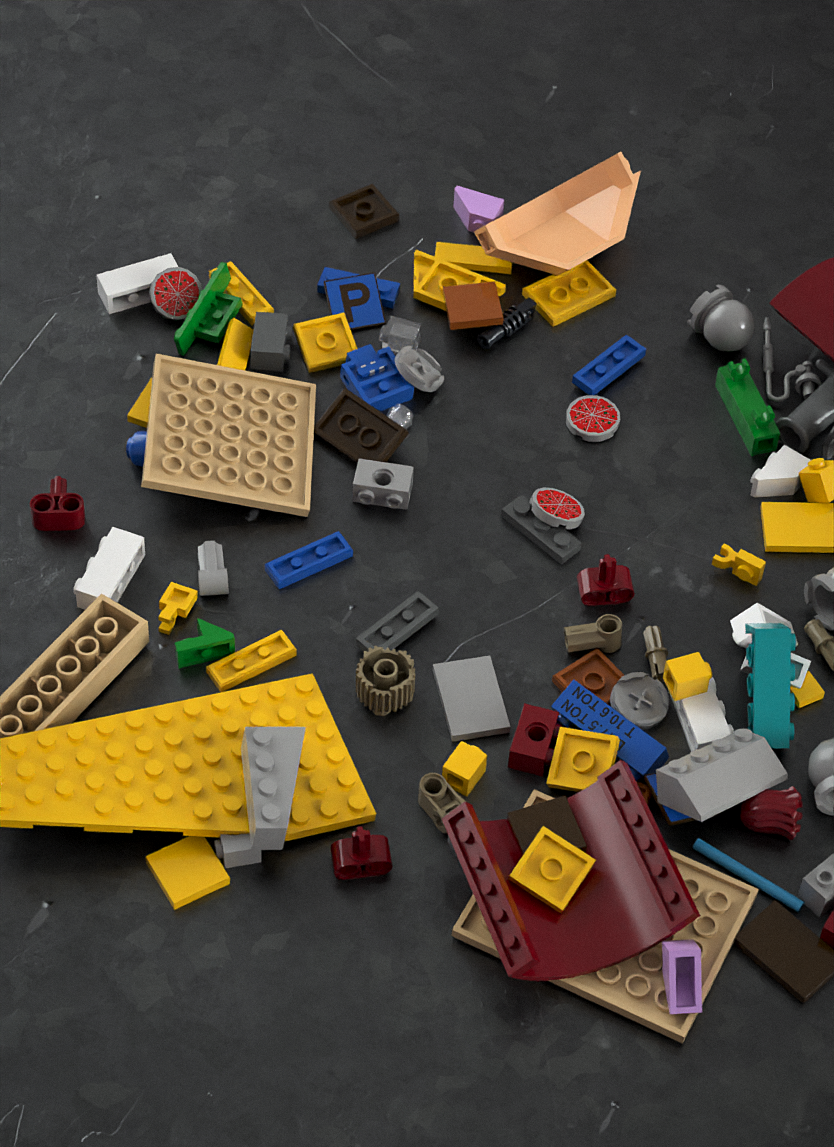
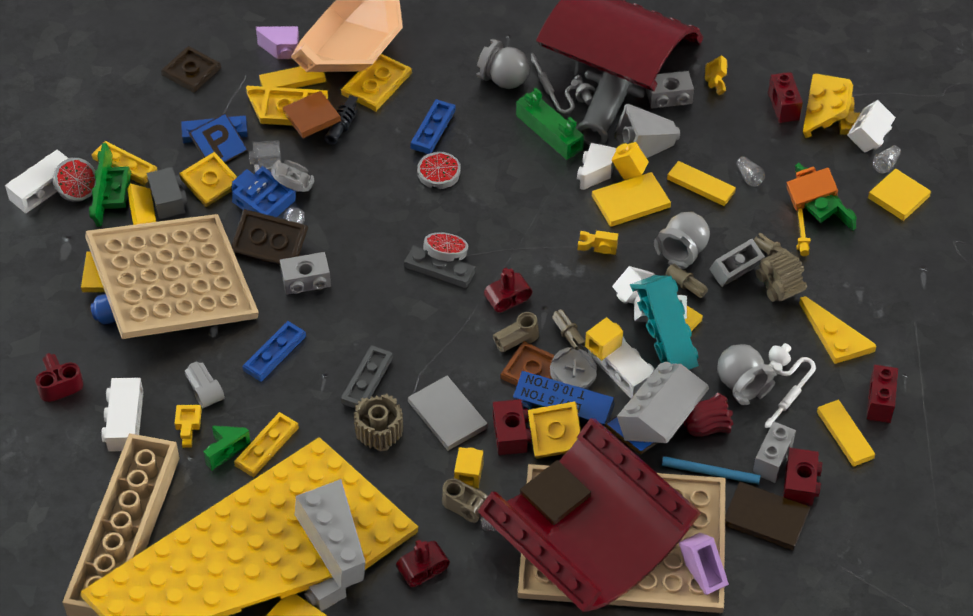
camera: 20 degrees left, 0 degrees up
(552, 869) = (574, 519): yellow tile -> none

